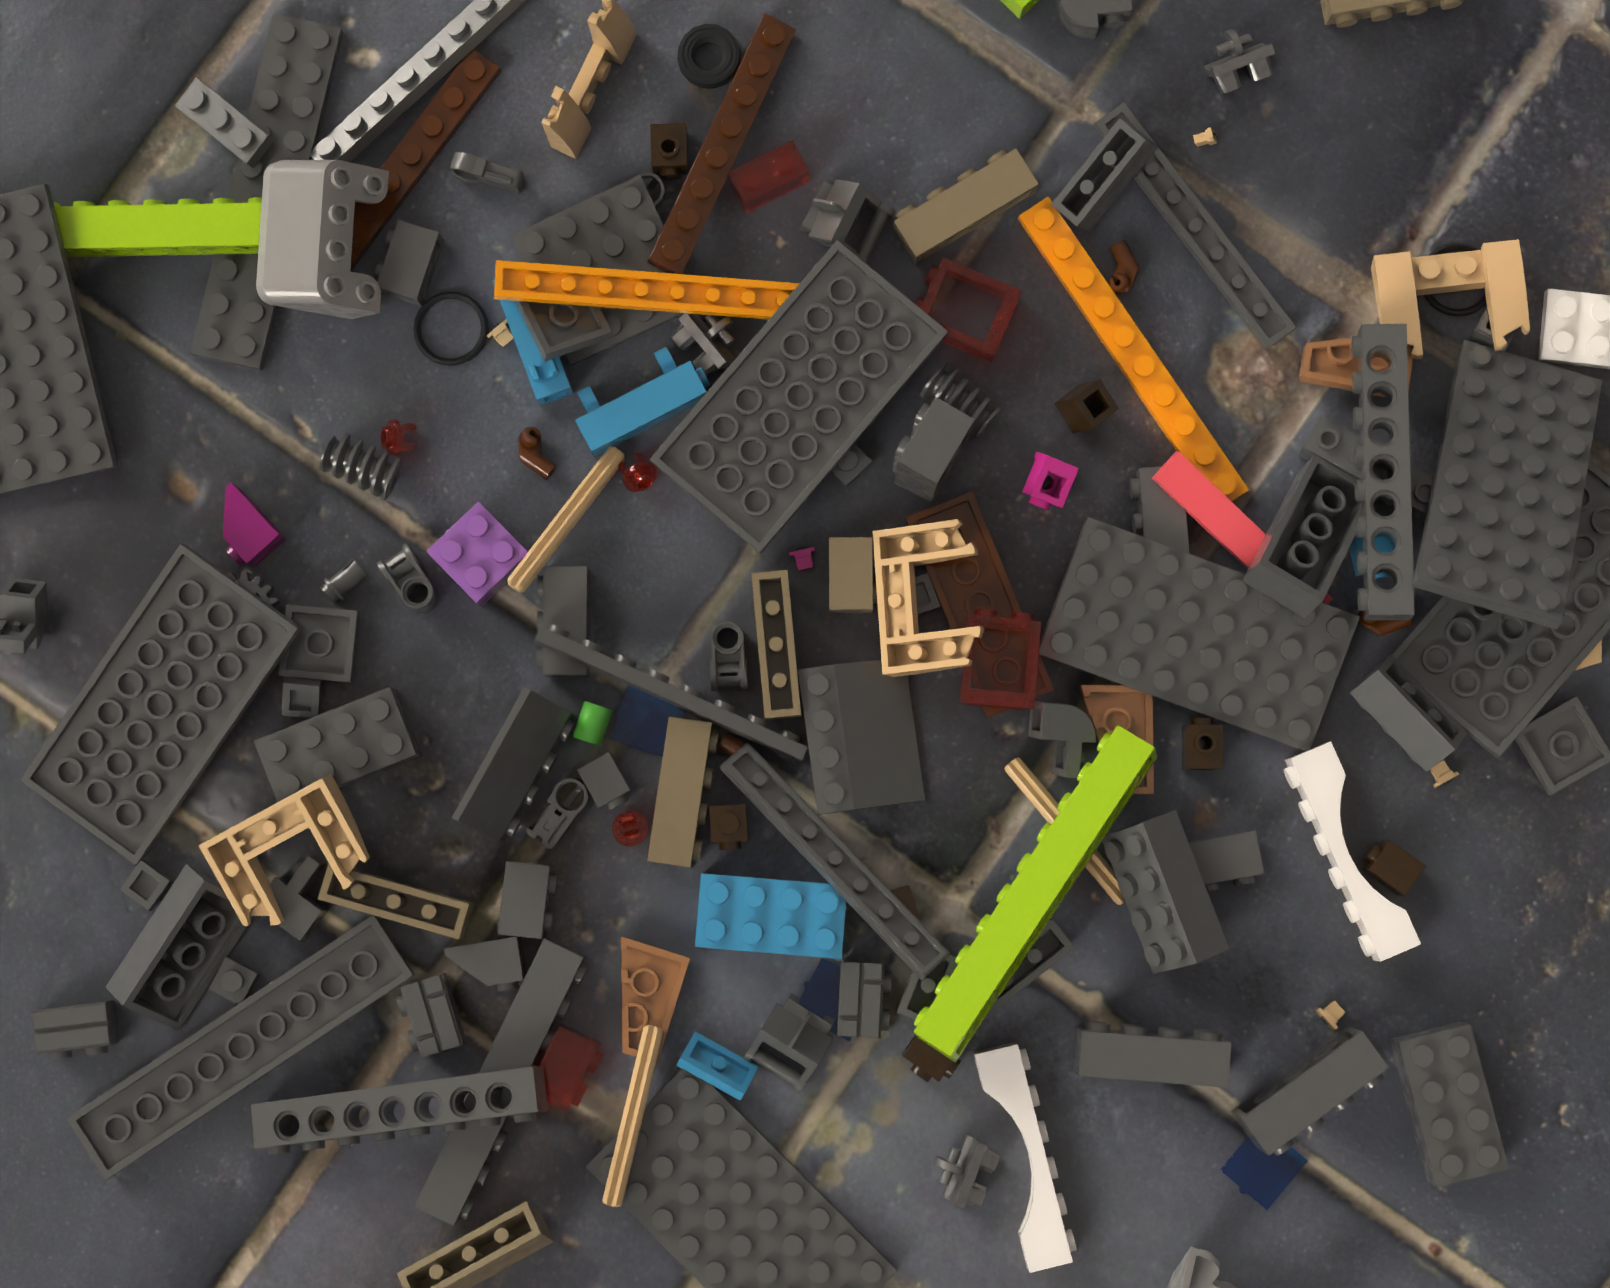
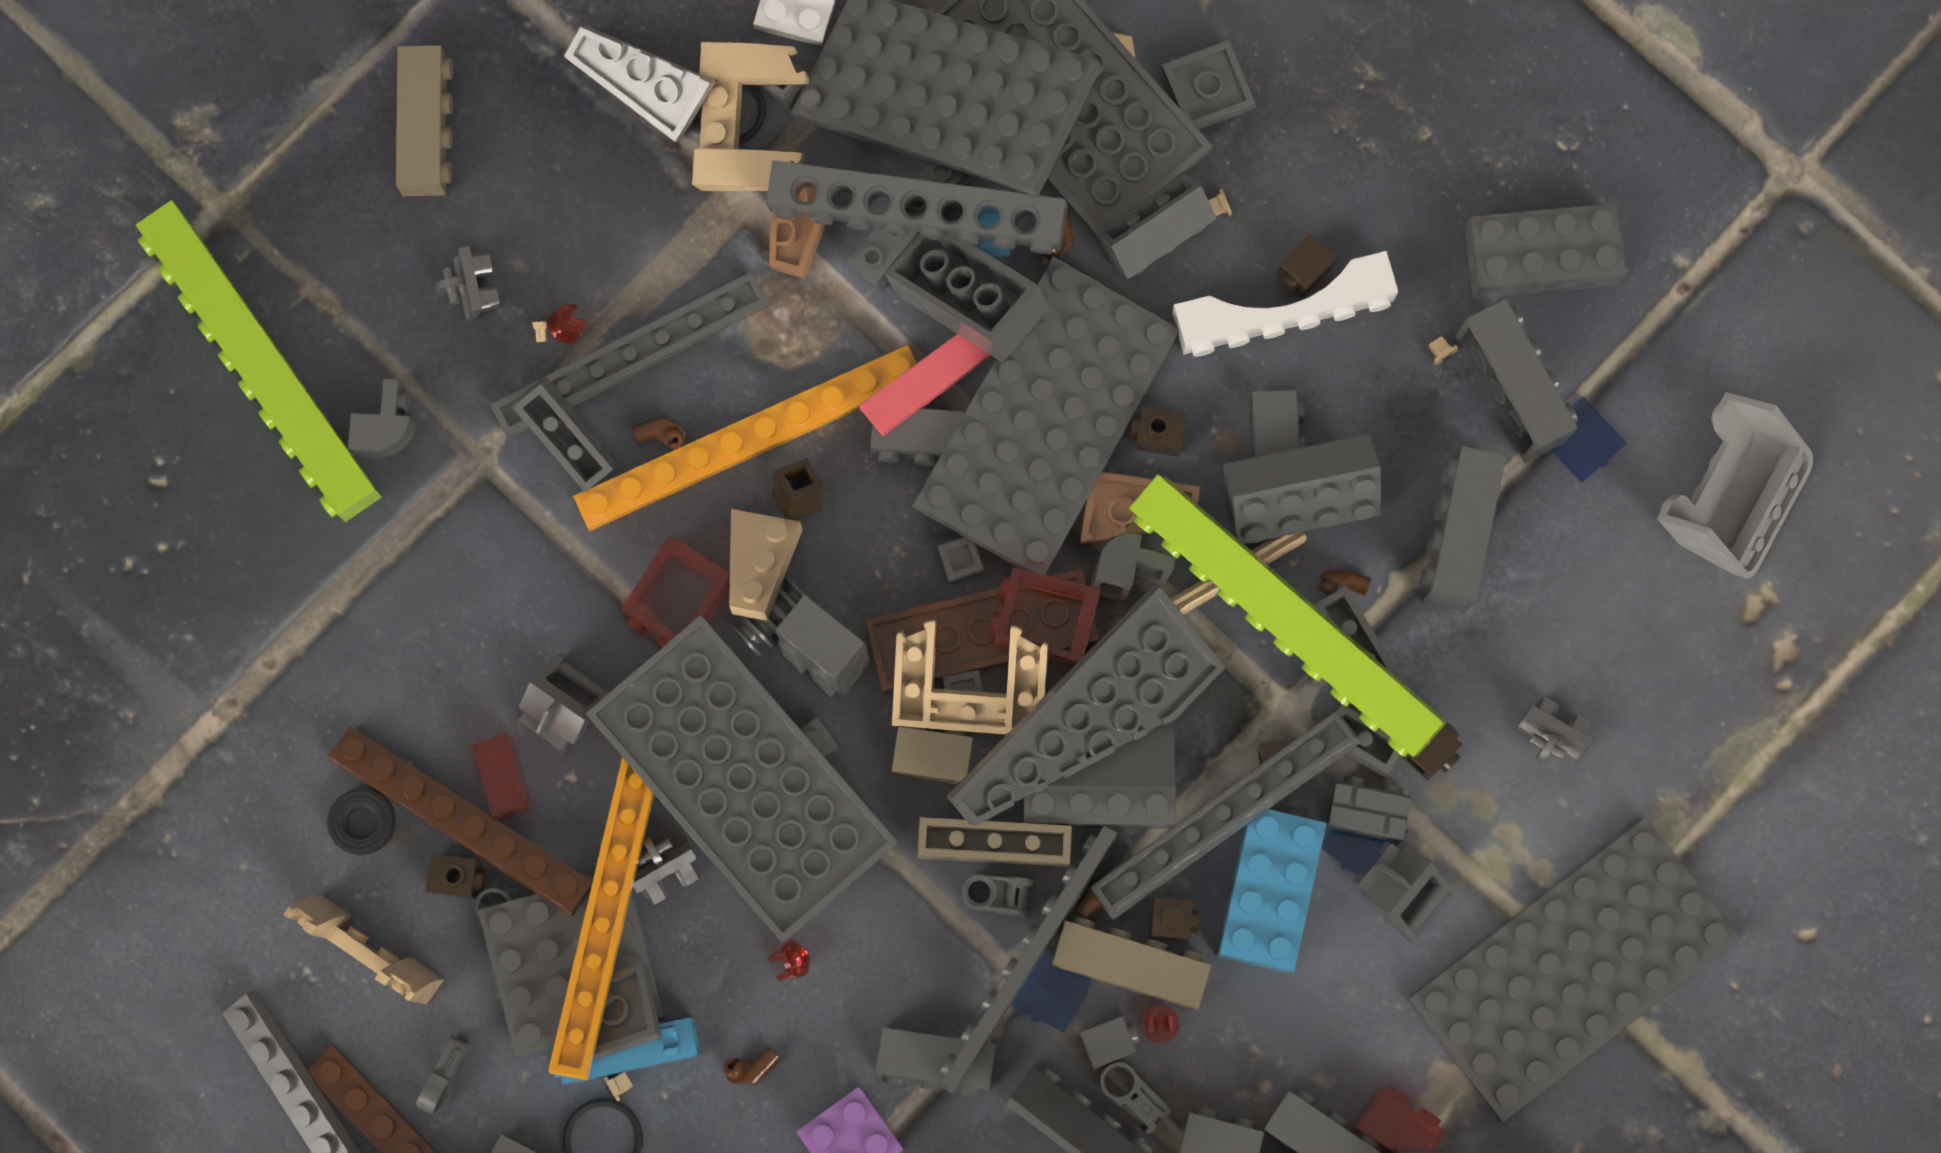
camera: 85 degrees left, 5 degrees down
(565, 519) = (829, 1043): tan axle -> none
(592, 723) = (1046, 1047): bright green piece -> none
(632, 1115) = (1458, 1062): tan axle -> none
(642, 407) = (722, 945): dark azure brick -> none
(649, 990) = (1336, 1029): medium nougat wing -> none
(717, 1066) = (1417, 968): dark azure plate -> none
(803, 557) = (905, 803): dark pink piece -> none
(941, 744) = (1118, 692): none -> dark grey wing
(964, 206) = (568, 580): dark tan brick -> none
(1011, 380) = (759, 560): none -> tan wing
(1042, 1229) = (1621, 665): white arch -> none
(1044, 572) = (960, 559): none -> dark grey plate
(1060, 476) = (872, 530): dark pink brick -> none
(1085, 947) = (1343, 577): none -> reddish brown arm
(1213, 158) = (564, 326): none -> clear red plate
(1469, 195) = (645, 82): none -> wing

